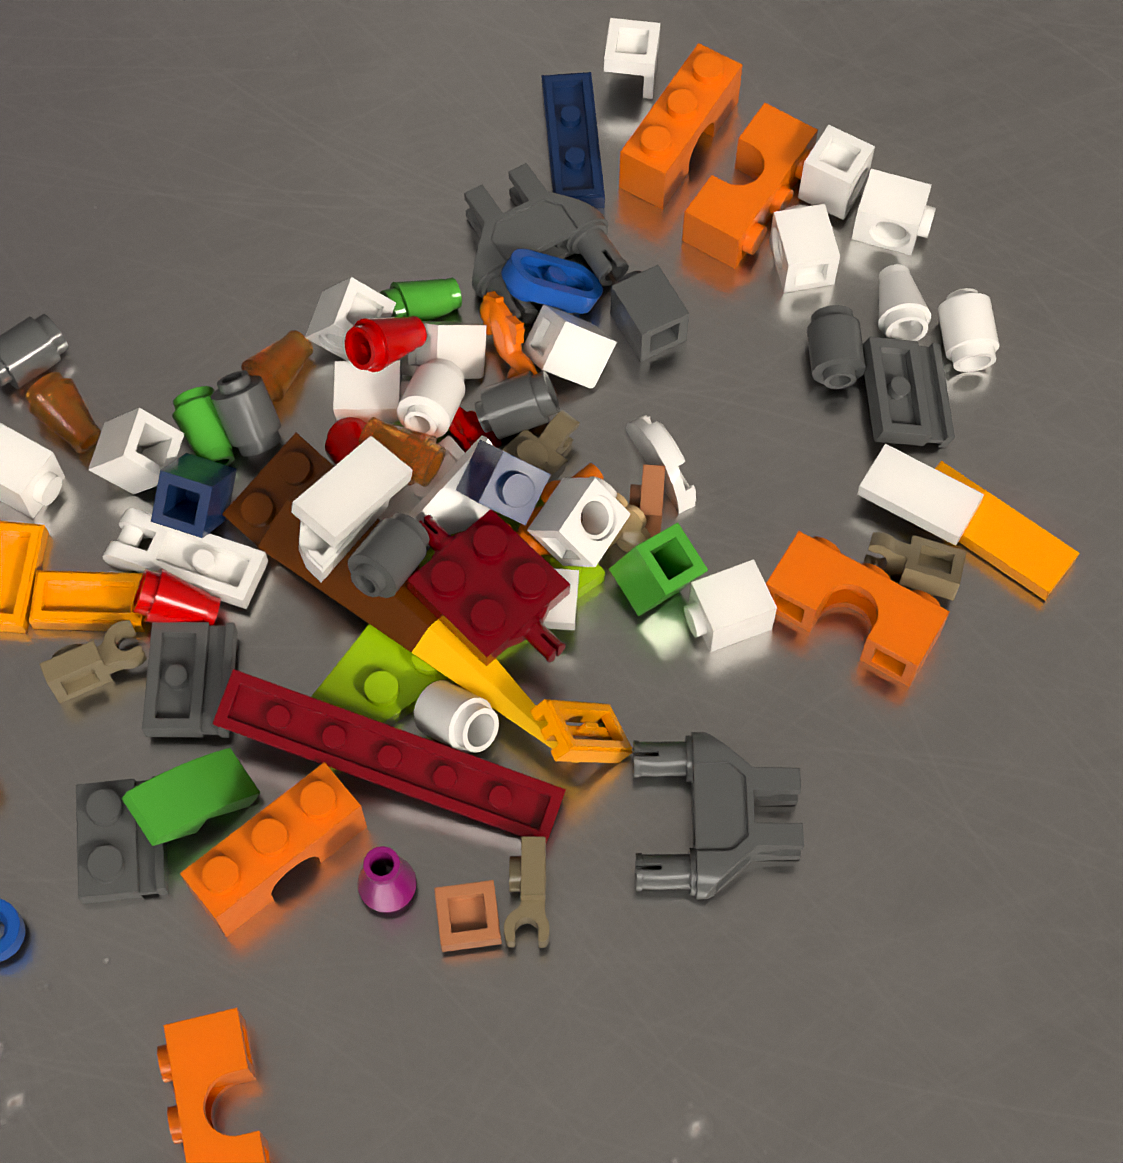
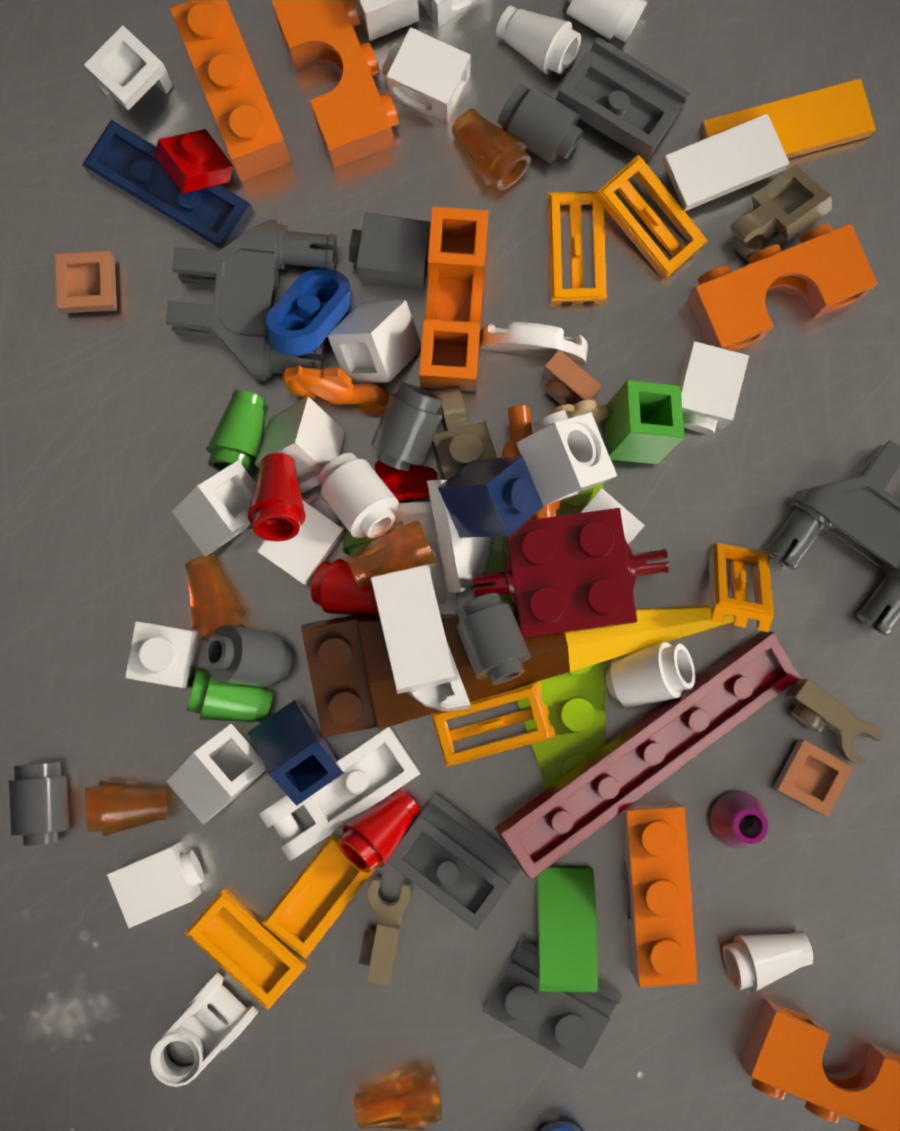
camera: 50 degrees left, 20 degrees up
(203, 352) = (163, 655): none -> white brick
(280, 984) = (763, 959): none -> white cone
(355, 652) = (537, 711): none -> light orange tile
(455, 131) = (85, 282): none -> nougat plate
(602, 138) = (193, 161): none -> red plate
(677, 357) = (453, 298): none -> orange arch
(731, 468) = (577, 293): none -> light orange tile
(785, 332) = (492, 150): none -> clear orange cone
(823, 519) = (634, 230): none -> light orange tile

